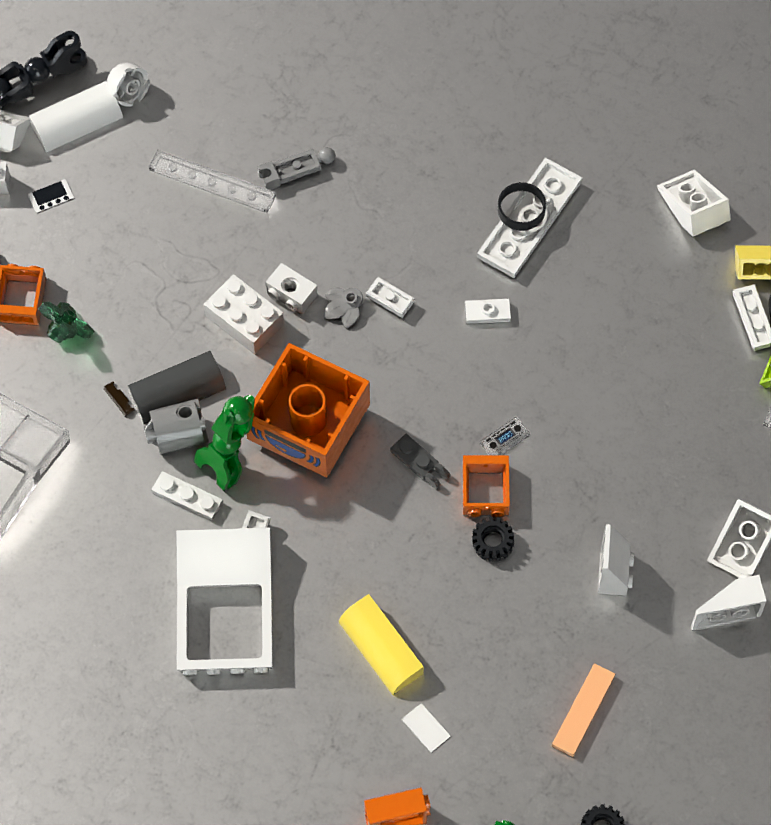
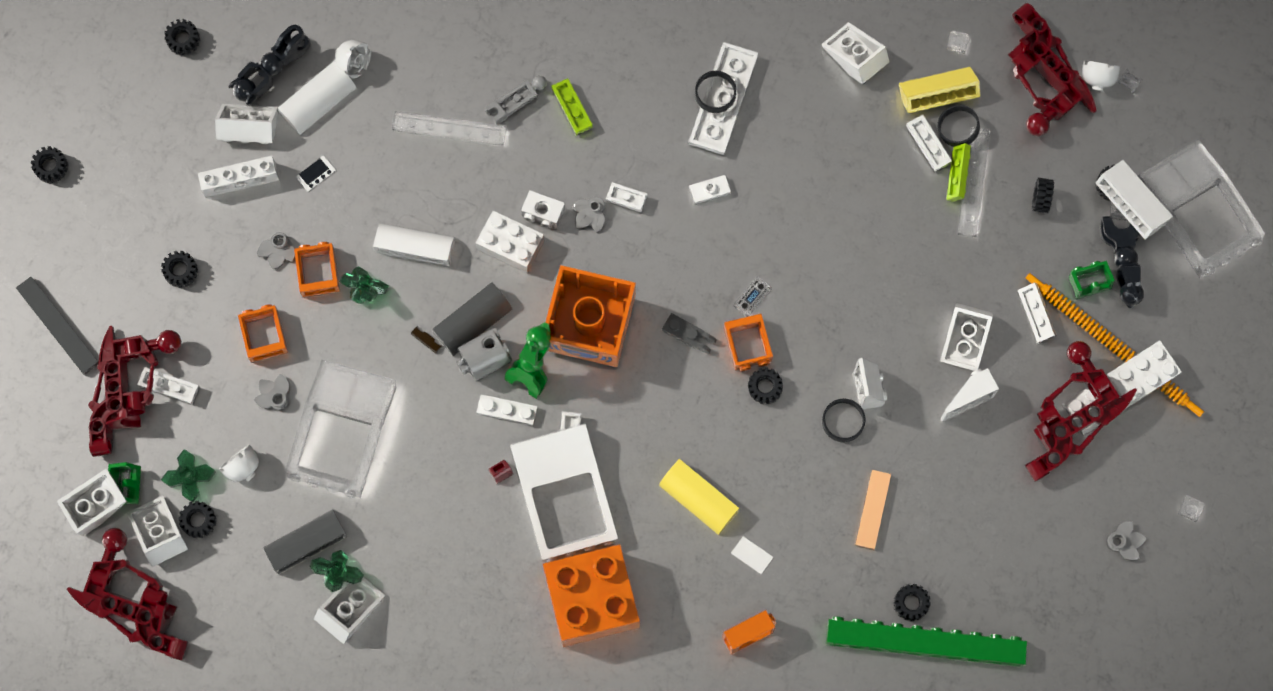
camera: 15 degrees left, 10 degrees up
(135, 293) = (413, 244): none -> white brick
(160, 562) = (501, 471): none -> dark red slope
(220, 723) = (591, 595): none -> orange brick
(356, 188) = (572, 106): none -> lime plate
(575, 577) = (847, 401): none -> black tyre

